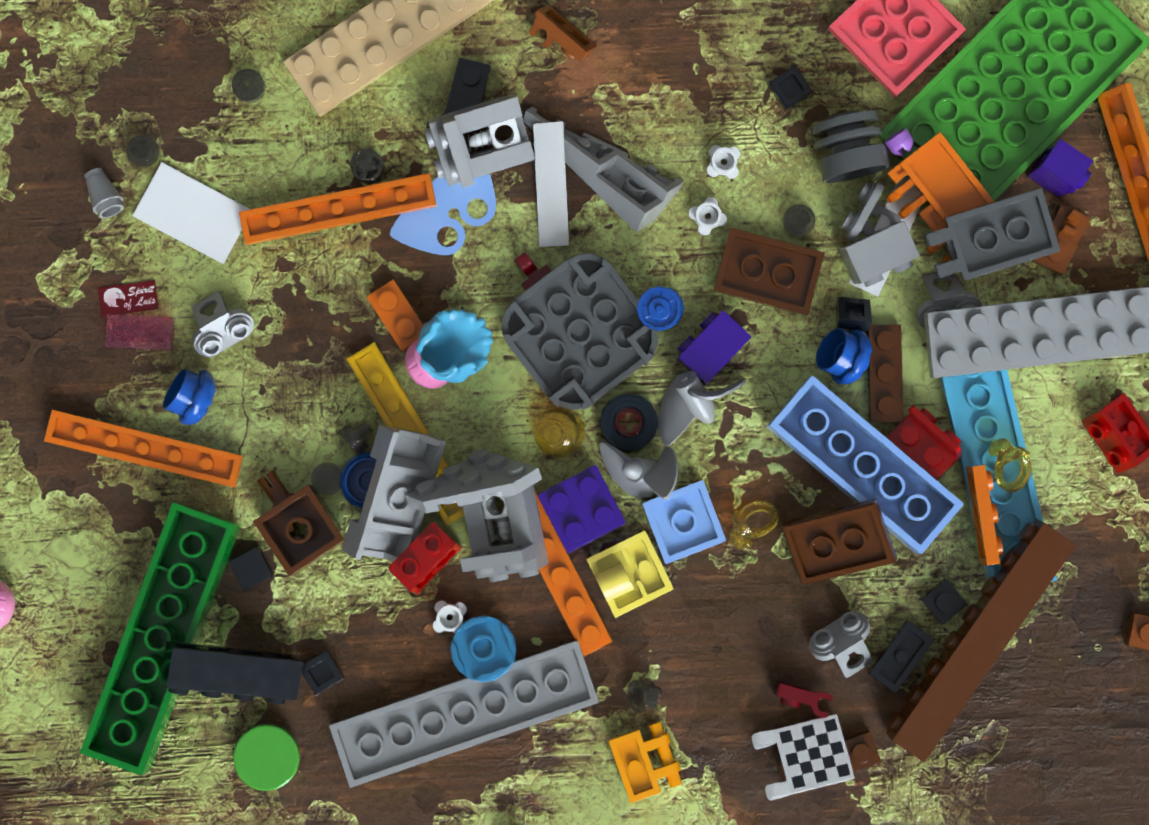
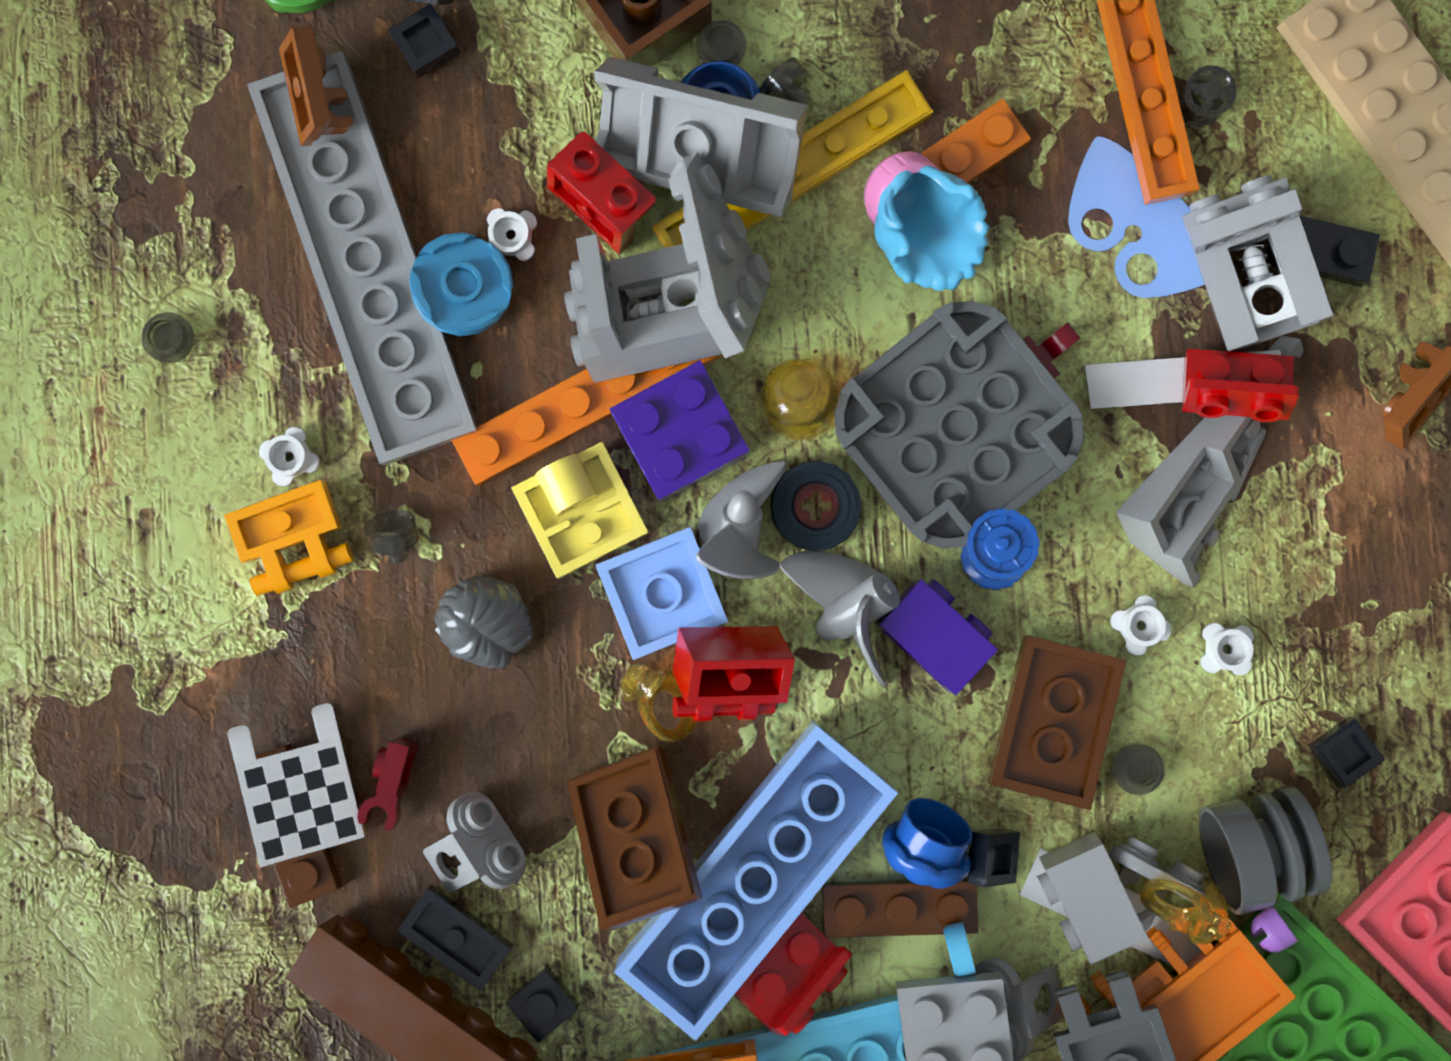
camera: 85 degrees right, 0 degrees up
(365, 744) = (304, 68): none -> dark orange plate
(557, 153) = (1239, 385): none -> red bracket
(601, 764) = (274, 453): none -> white plate
(700, 636) = (483, 621): none -> dark grey hair
(734, 478) = (731, 671): none -> red brick
(894, 189) = (1203, 922): none -> clear yellow piece
(910, 337) = (959, 949): none -> medium azure tile

